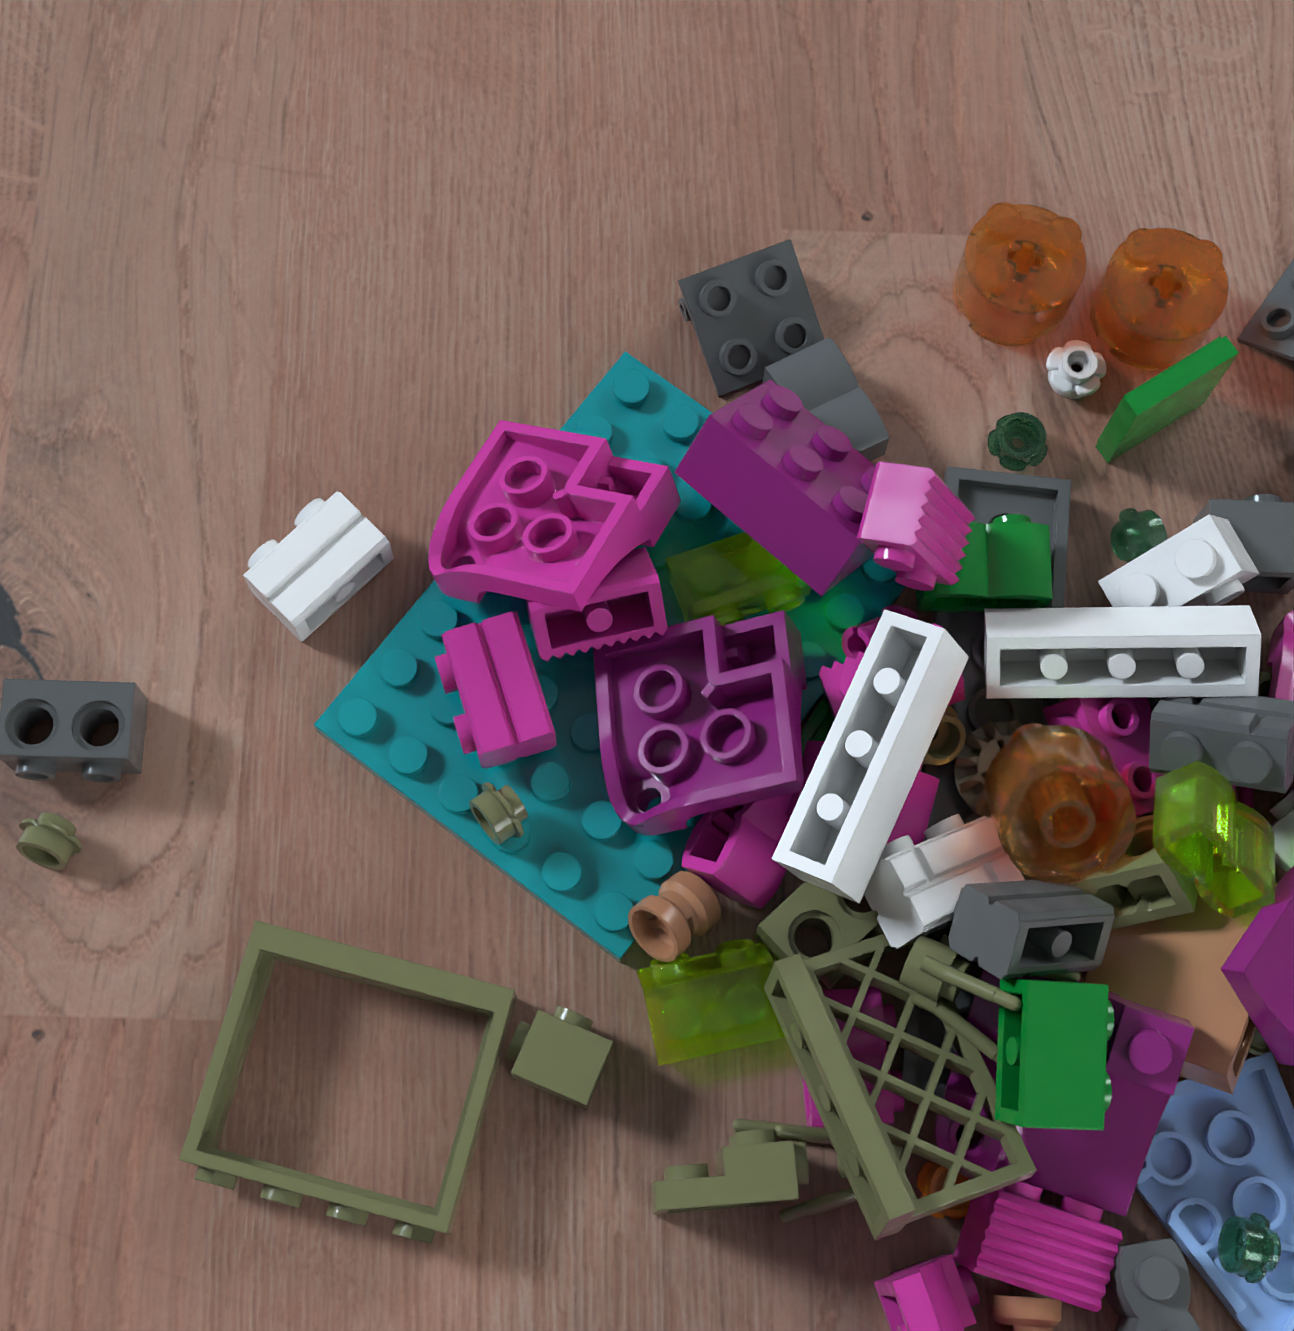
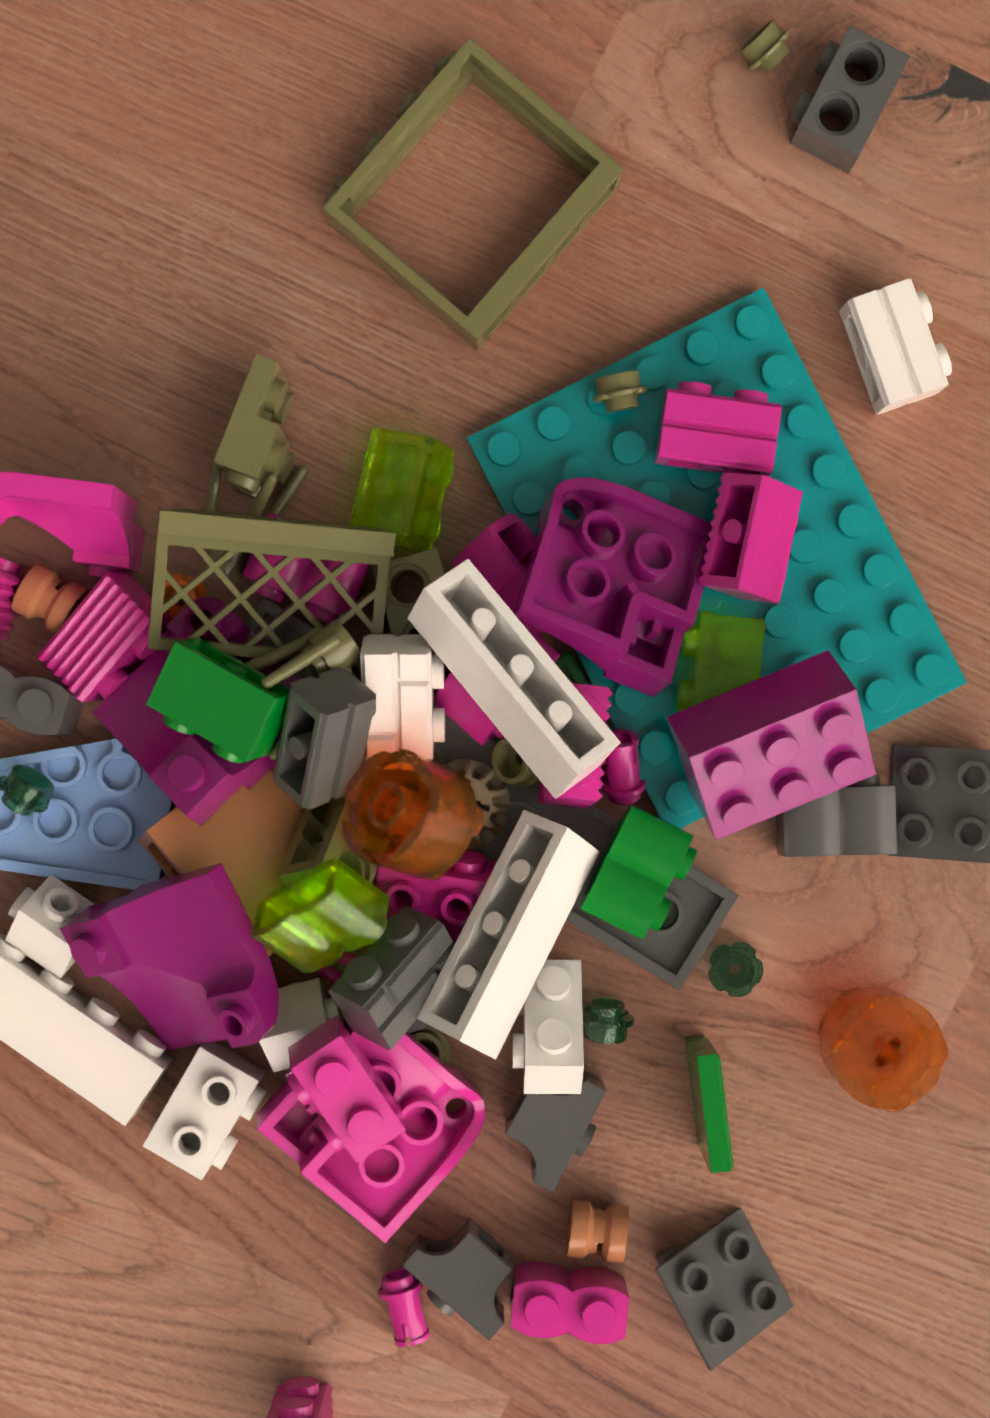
camera: 125 degrees right, 15 degrees up
(546, 517) = (841, 535): dark pink slope -> none
(559, 1055) = (413, 356): olive brick -> none
(669, 920) = (476, 490): nougat wheel -> none
(915, 525) = (682, 811): dark pink brick -> none
(1070, 383) = (762, 1046): white plate -> none
(1159, 297) = (811, 1185): clear orange brick -> none

